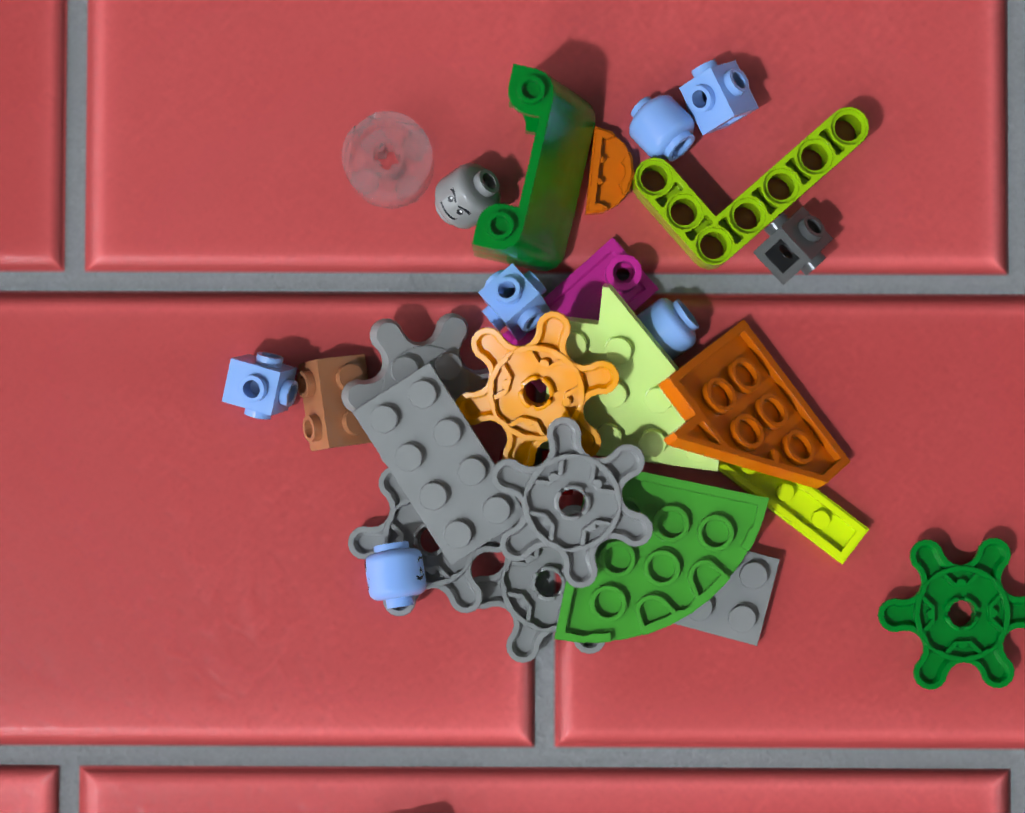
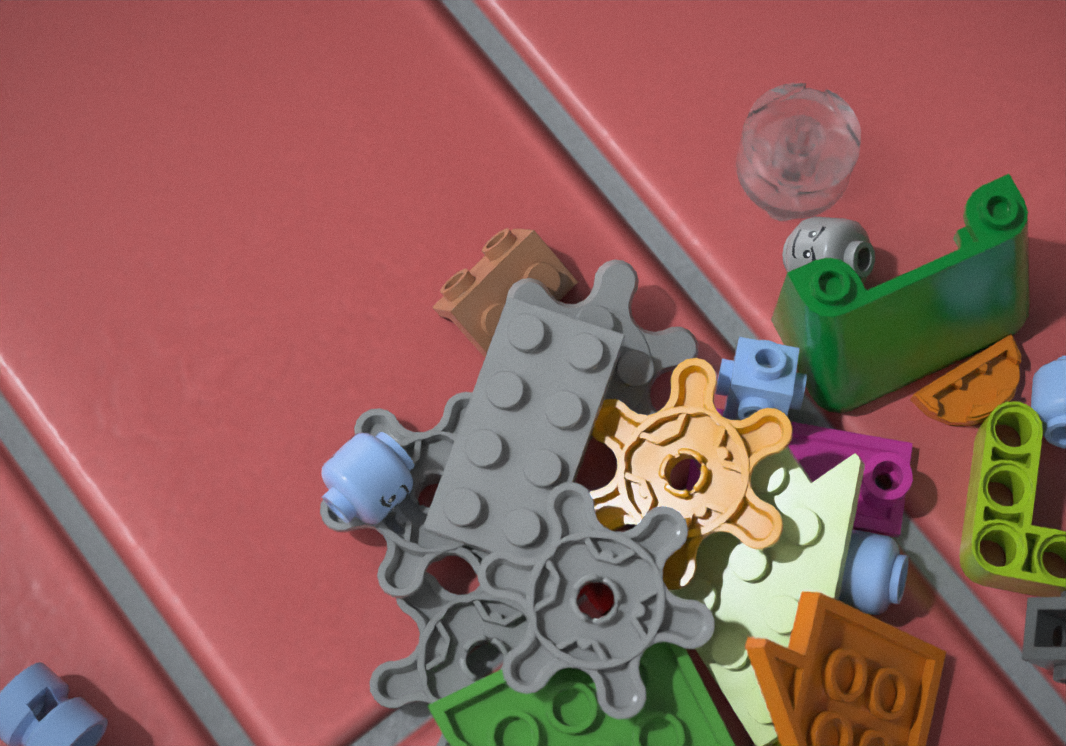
camera: 50 degrees right, 15 degrees down
(260, 384) = (461, 198): light blue brick -> none

